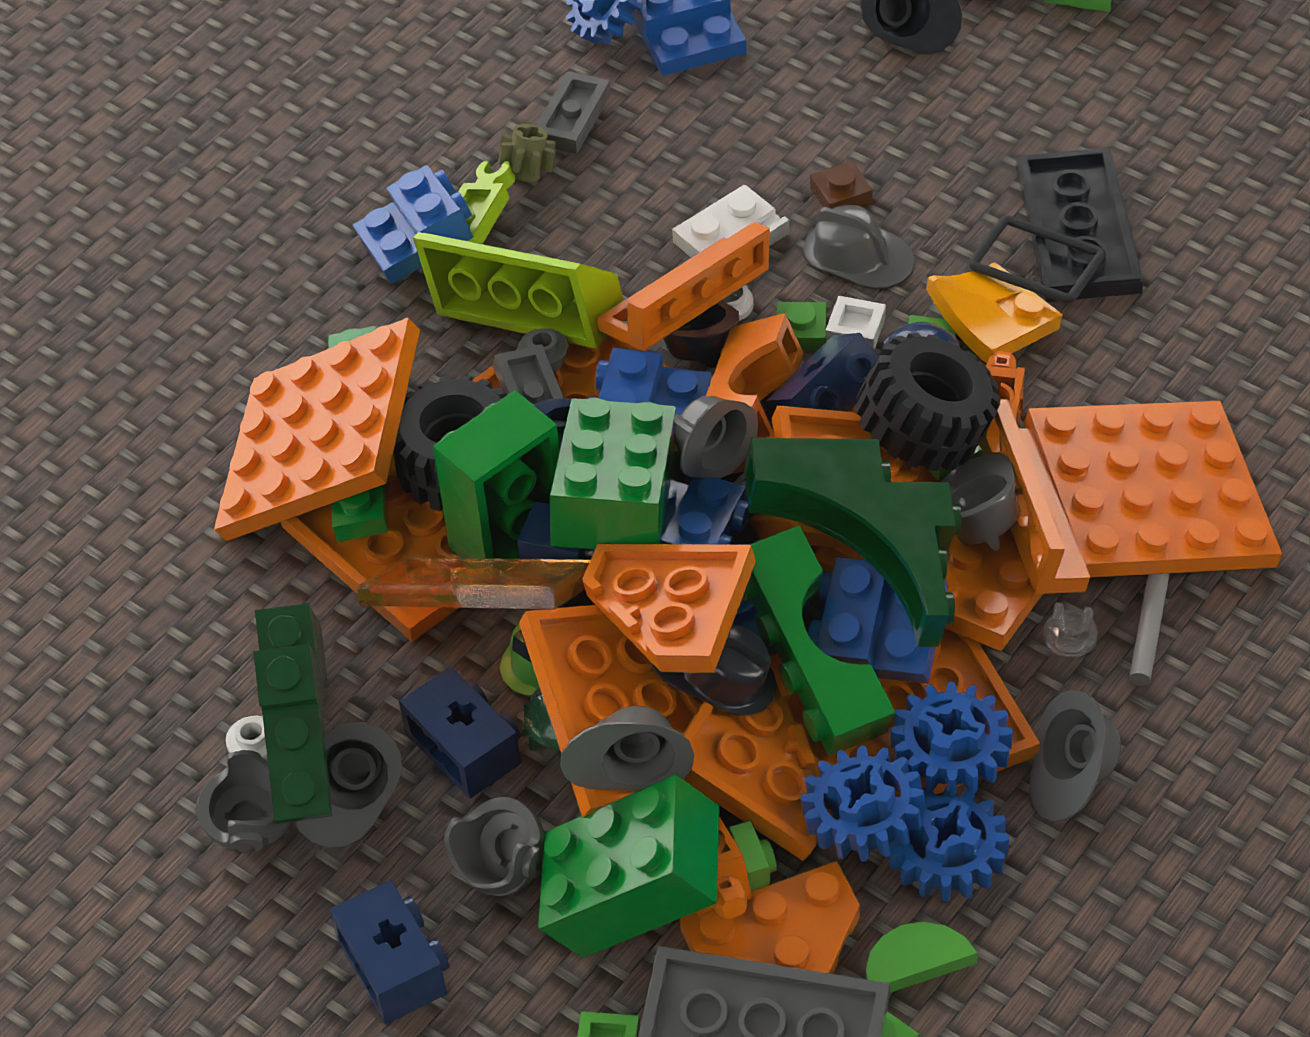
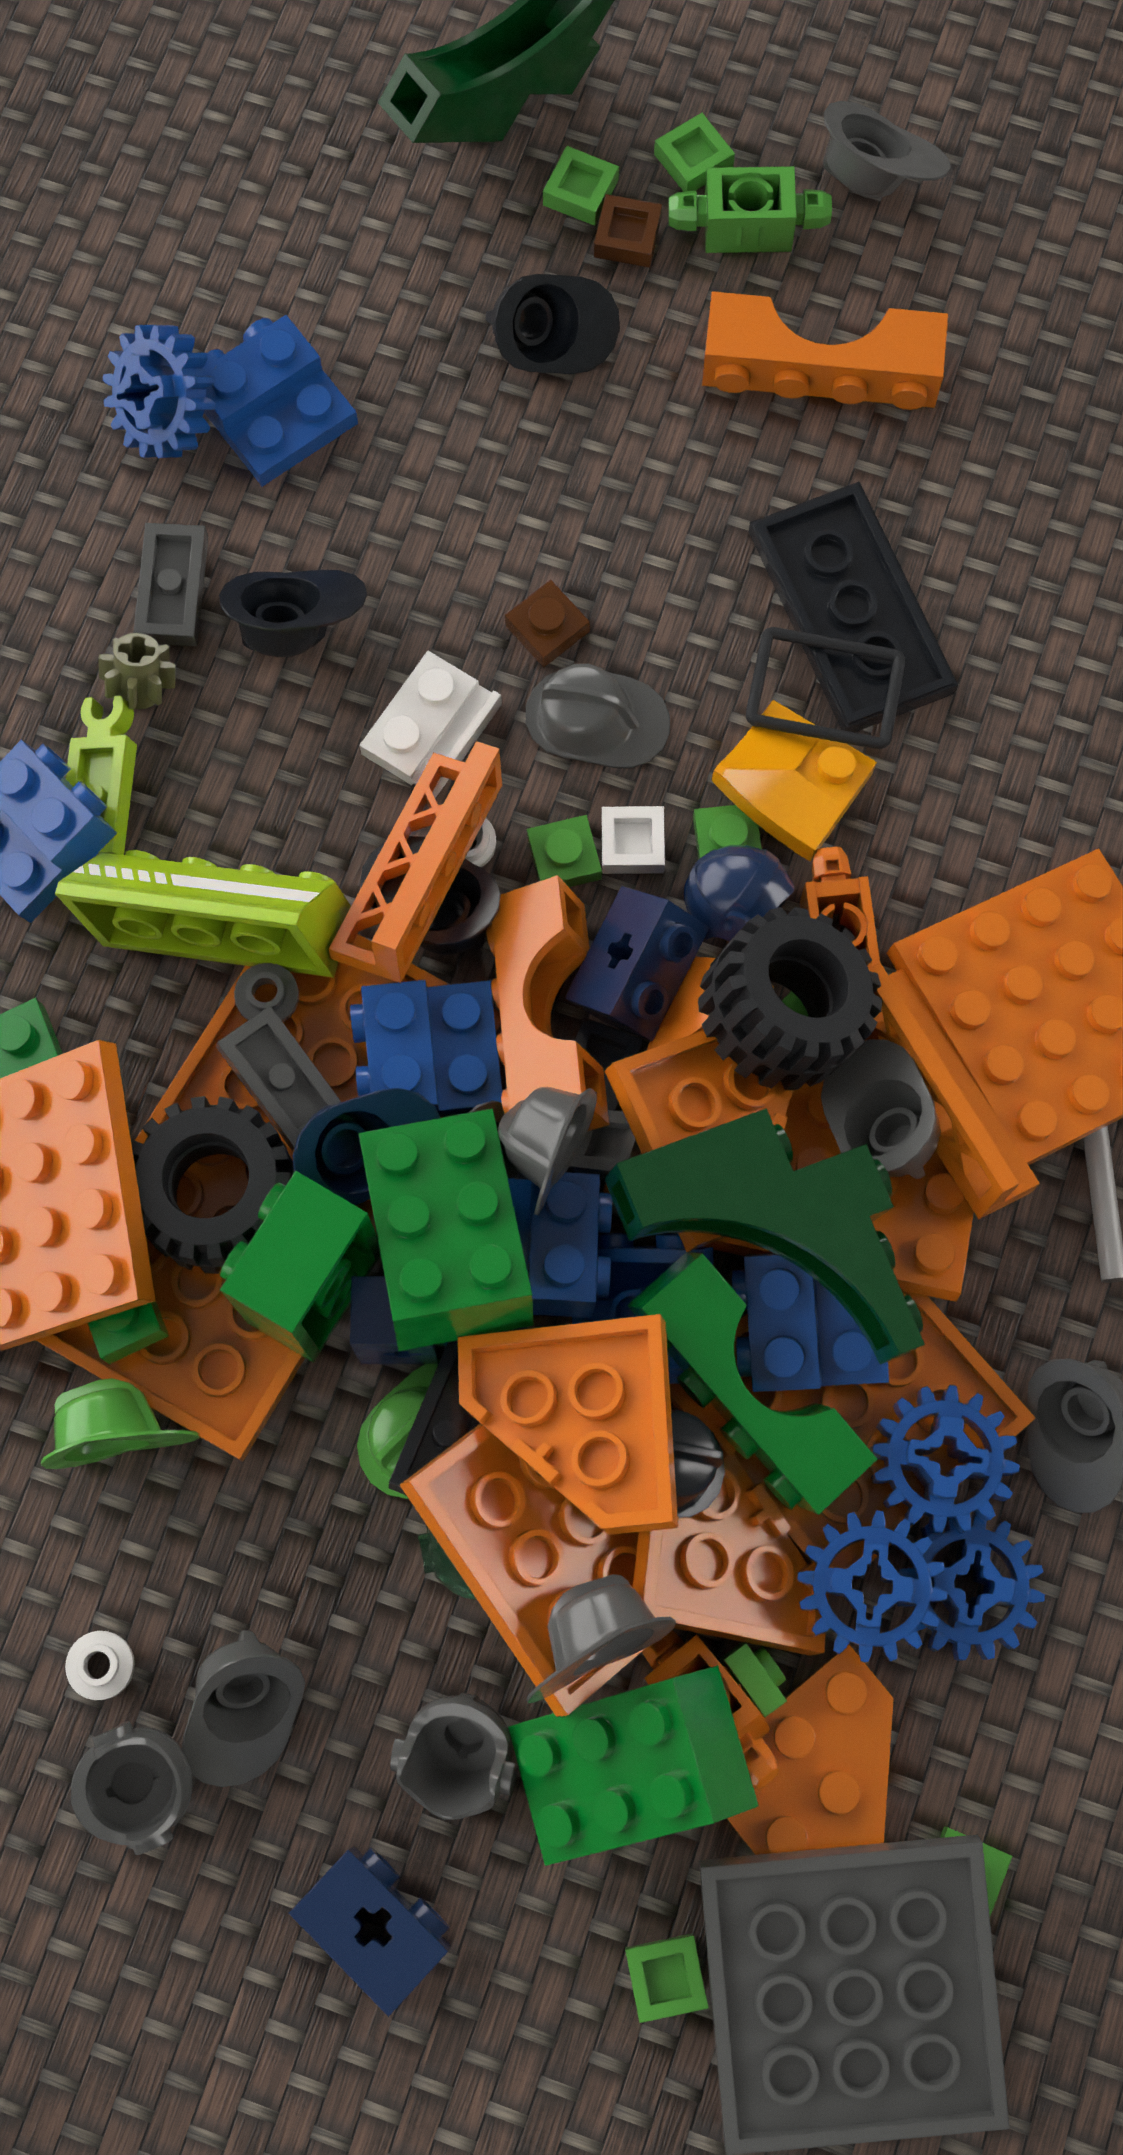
camera: 20 degrees left, 25 degrees up
(290, 694) = (146, 1655): dark green arch -> none
(322, 579) = (105, 1422): none -> bright green piece
(461, 731) = (311, 1582): dark blue brick -> none
(475, 583) = (320, 1416): clear orange tile -> none
(648, 142) = (290, 610): none -> black piece
(918, 954) = (971, 1744): bright green tile -> none
(1070, 631) = (1019, 1238): clear plate -> none
(1157, 81) = (757, 352): none -> orange arch

